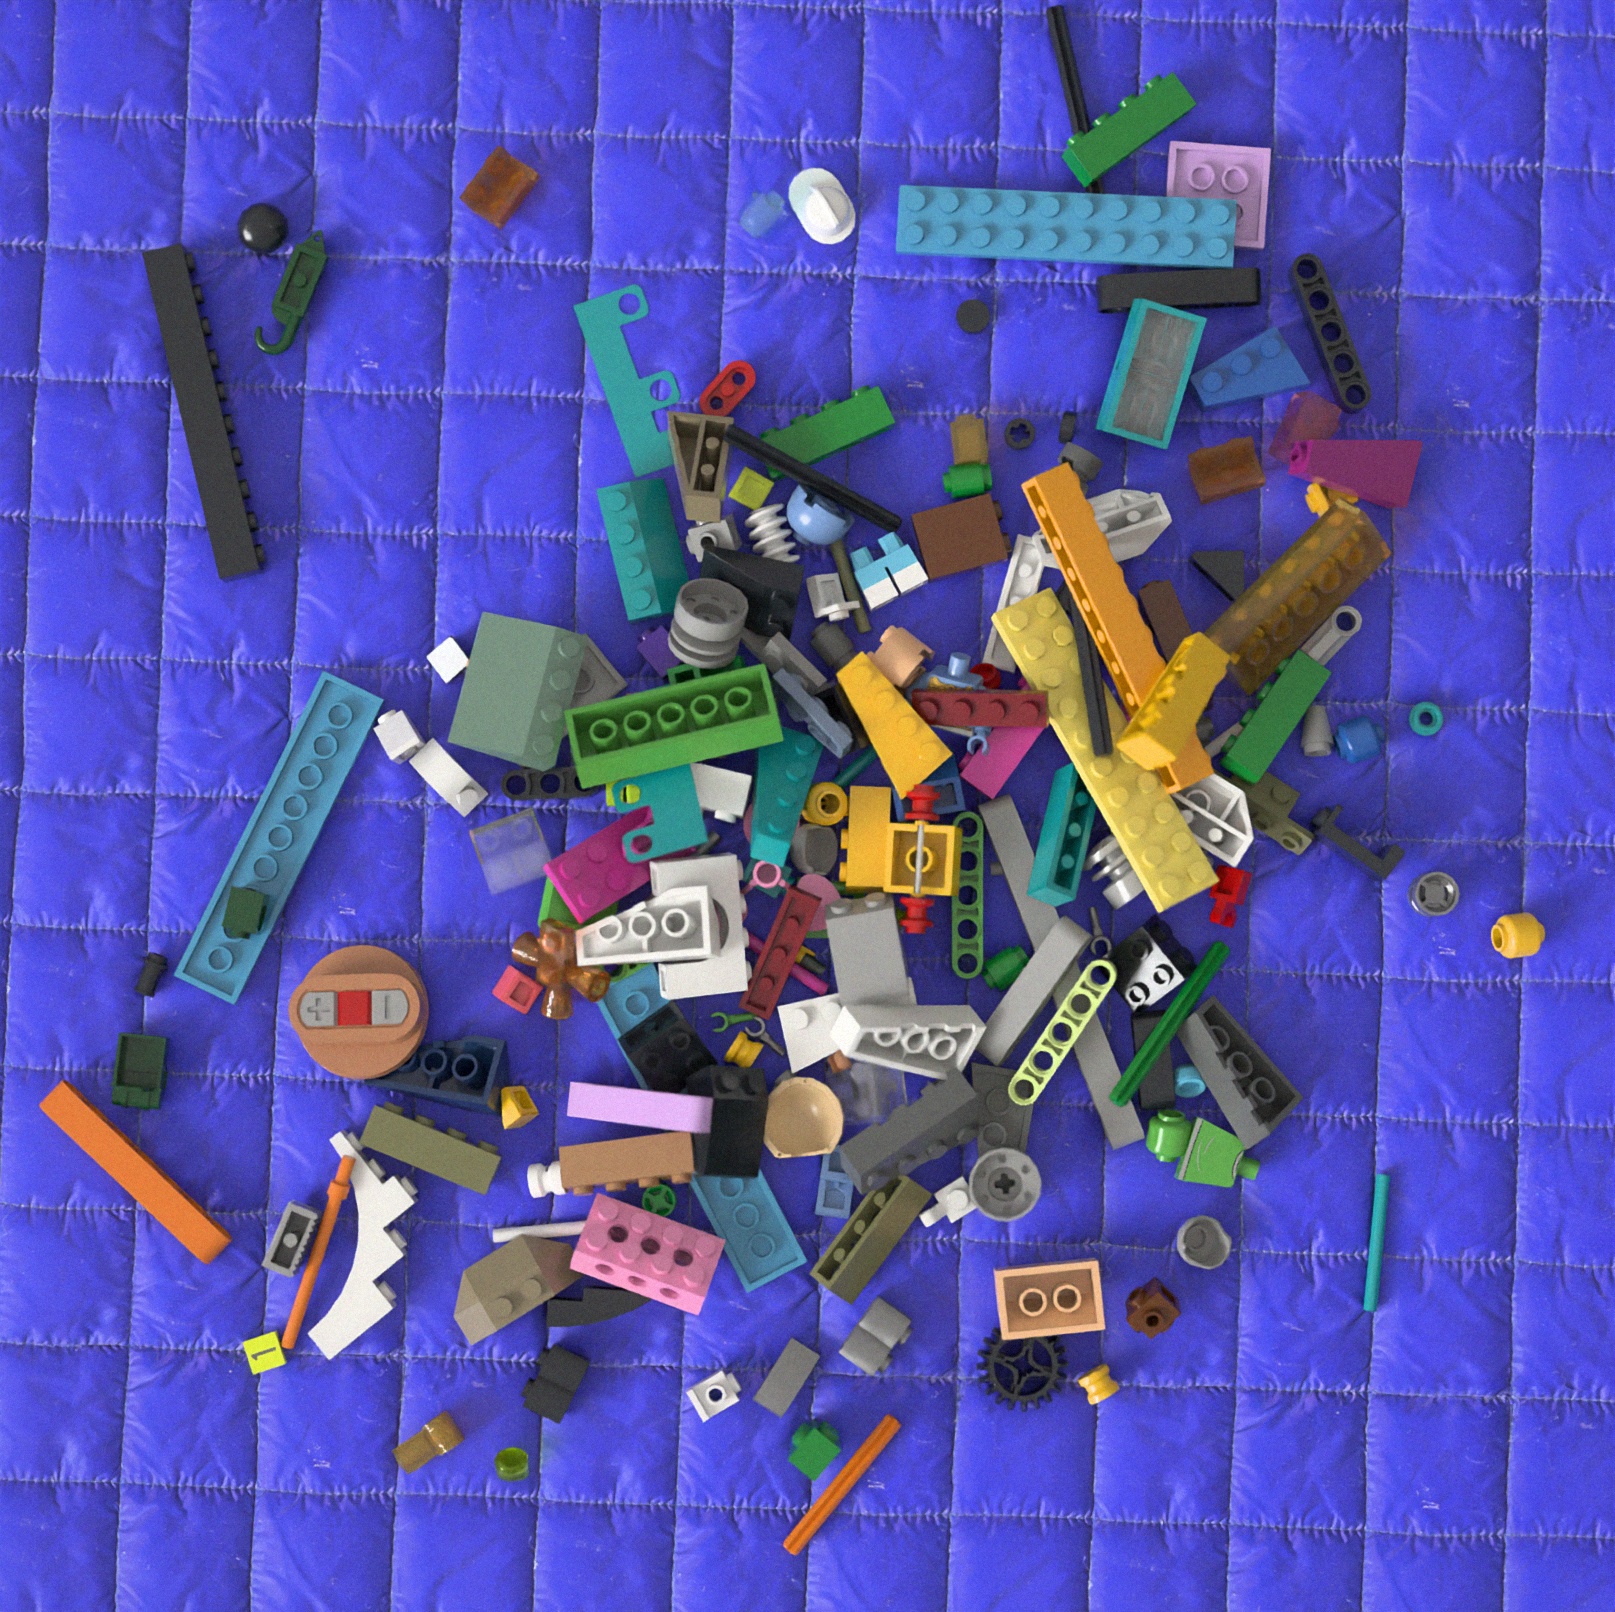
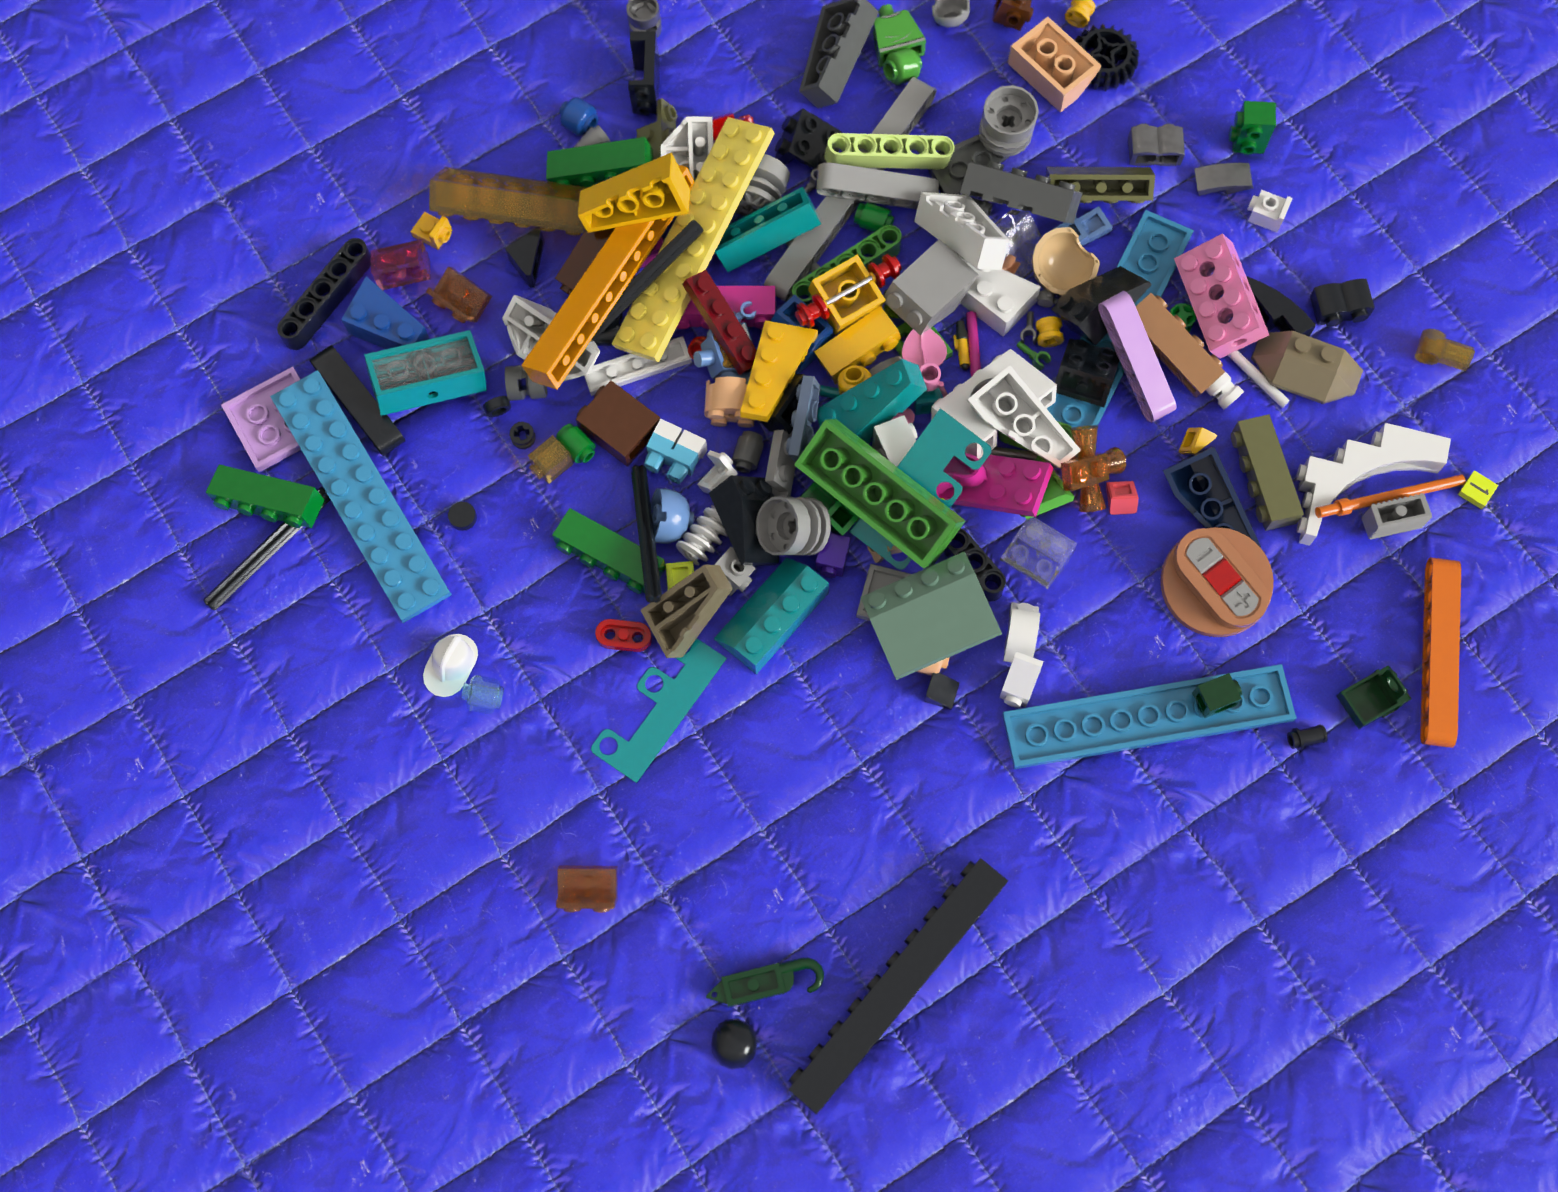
camera: 125 degrees left, 15 degrees down
(512, 1464) = (1413, 294): clear neon green tile -> none
(780, 952) = (968, 346): dark red plate -> none
(841, 1484) = (1283, 109): orange axle -> none
(850, 586) = (701, 470): olive bar -> none
(953, 1201) = (1039, 157): white plate -> none
(1158, 1086) = (864, 104): black beam -> none
(1169, 1024) = (838, 99): green axle -> none
(1188, 1081) = (862, 77): medium azure tile -> none
(1329, 637) = (521, 168): light grey piece -> none
(1361, 468) = (400, 215): magenta slope -> none
(1435, 714) = (537, 86): teal plate -> none

